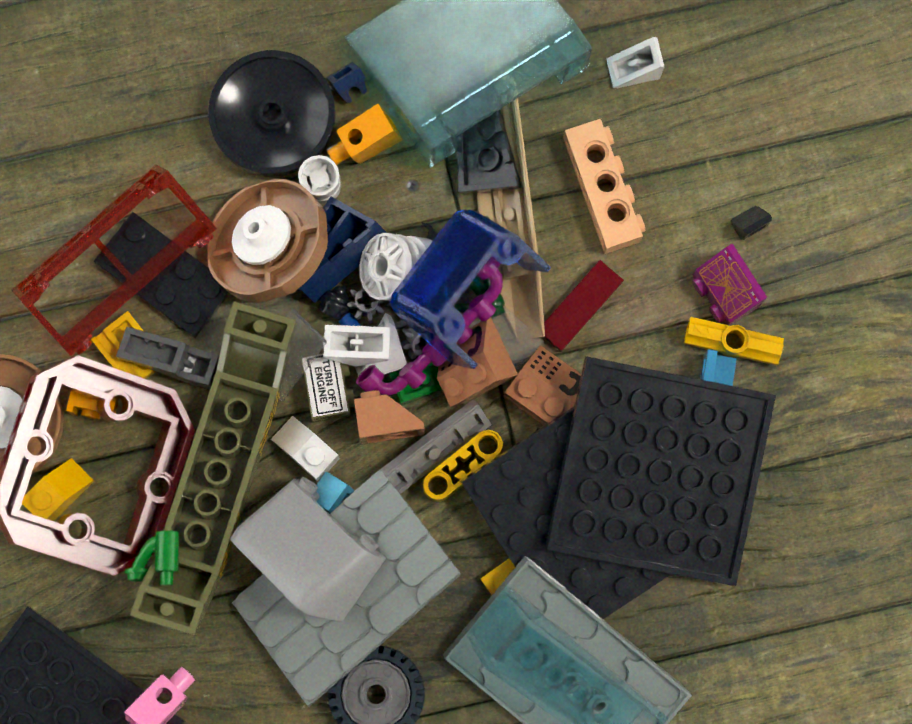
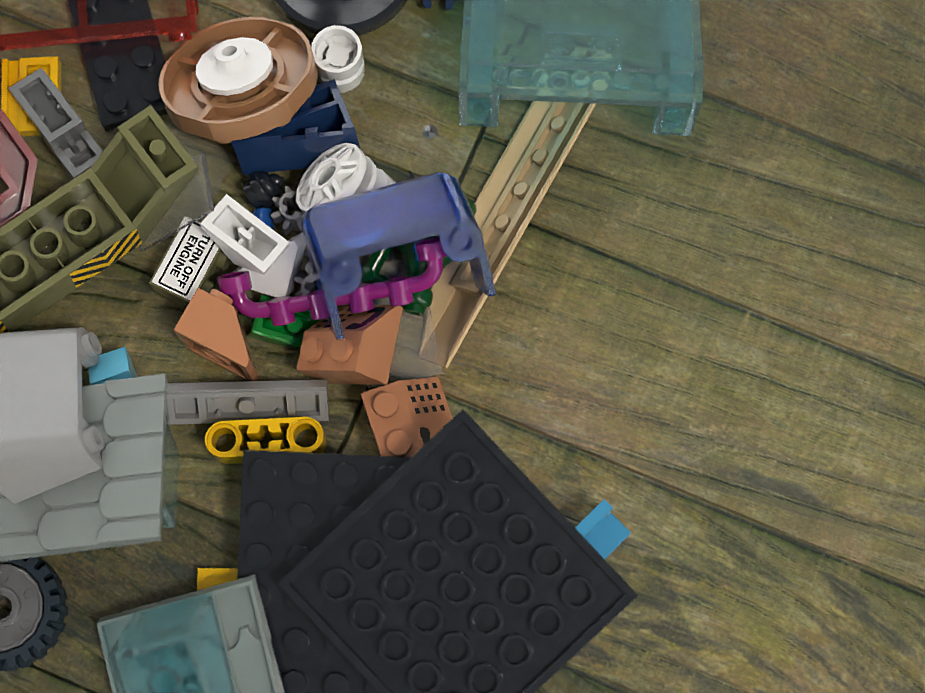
camera: 40 degrees right, 5 degrees down
(305, 448) = (125, 313): white slope -> none
(377, 135) = (416, 47): light orange torso -> none
(486, 158) = (521, 146): black wing -> none
(581, 305) = (509, 365): dark red tile -> none
(611, 234) = (630, 201): light nougat brick -> none
(636, 64) = (743, 164): white slope -> none
(728, 286) = (674, 451): magenta slope -> none
(751, 222) = (748, 404): black slope -> none
(754, 345) = (659, 532): yellow piece -> none

